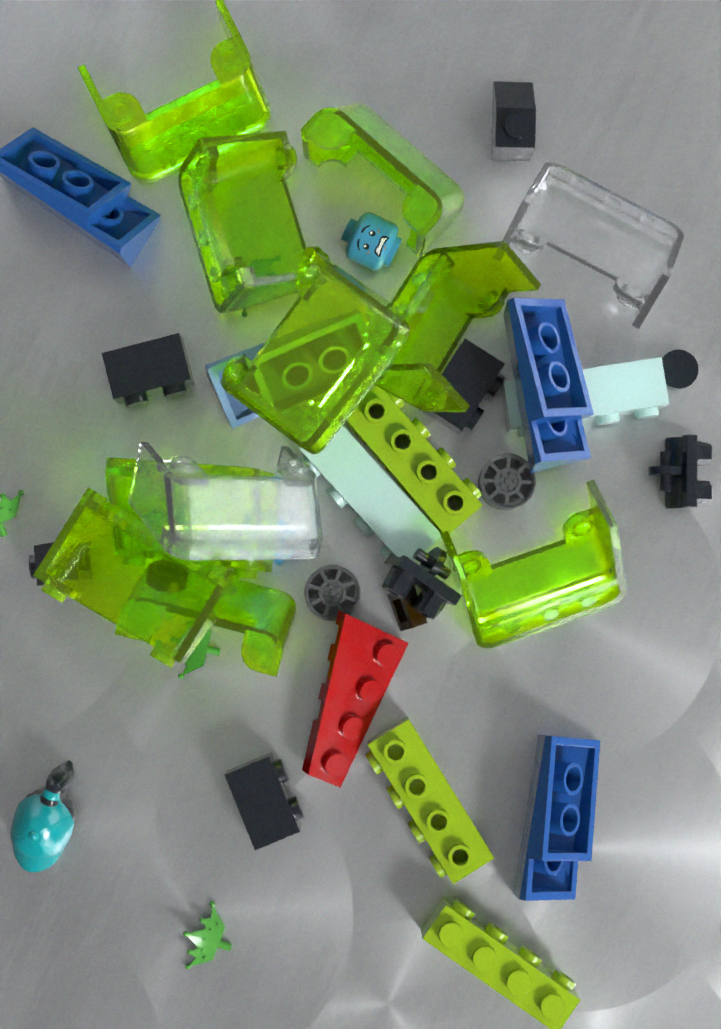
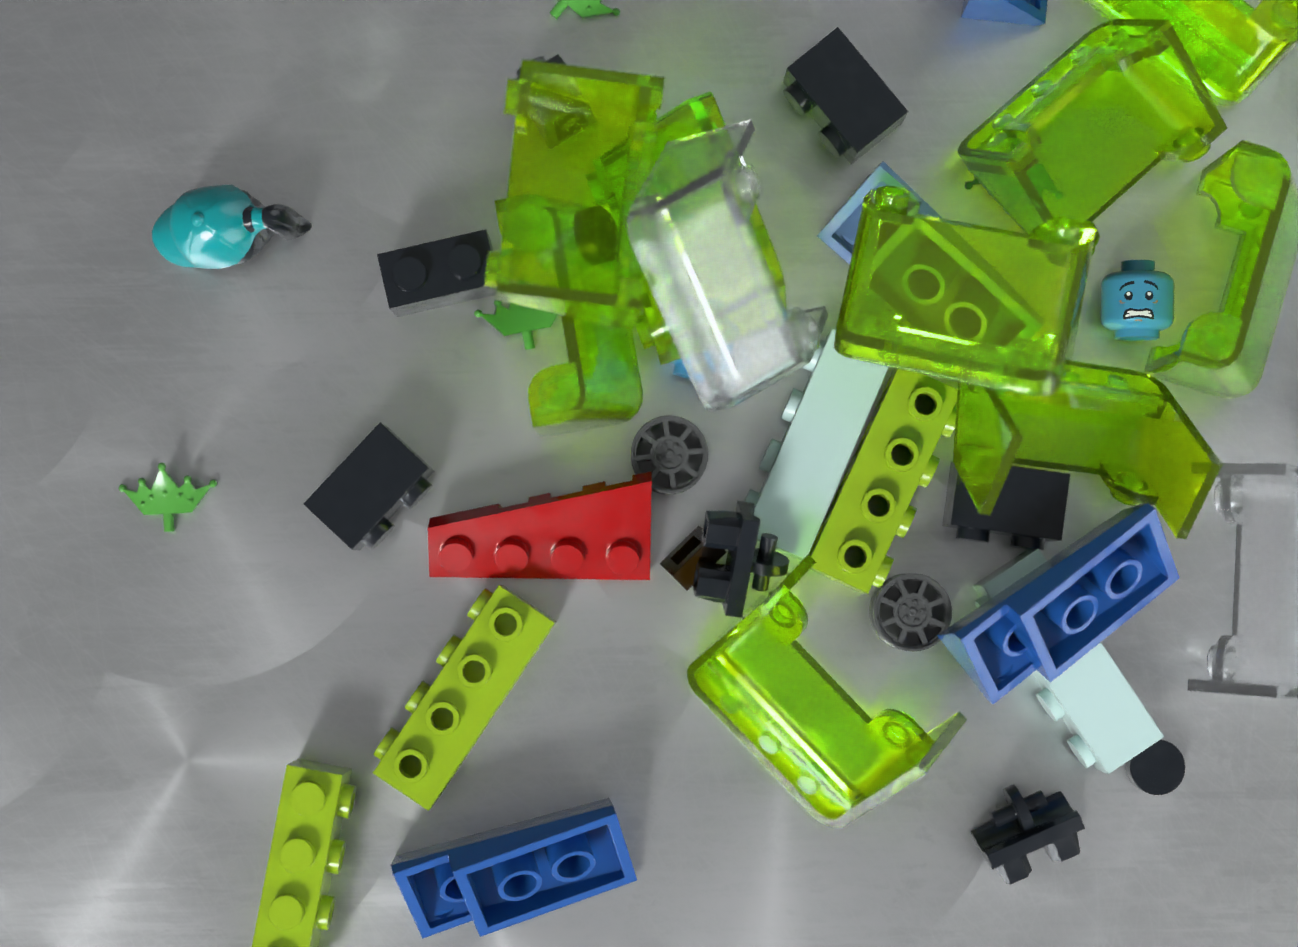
camera: 65 degrees right, 0 degrees up
(141, 692) = (436, 273): none -> black brick

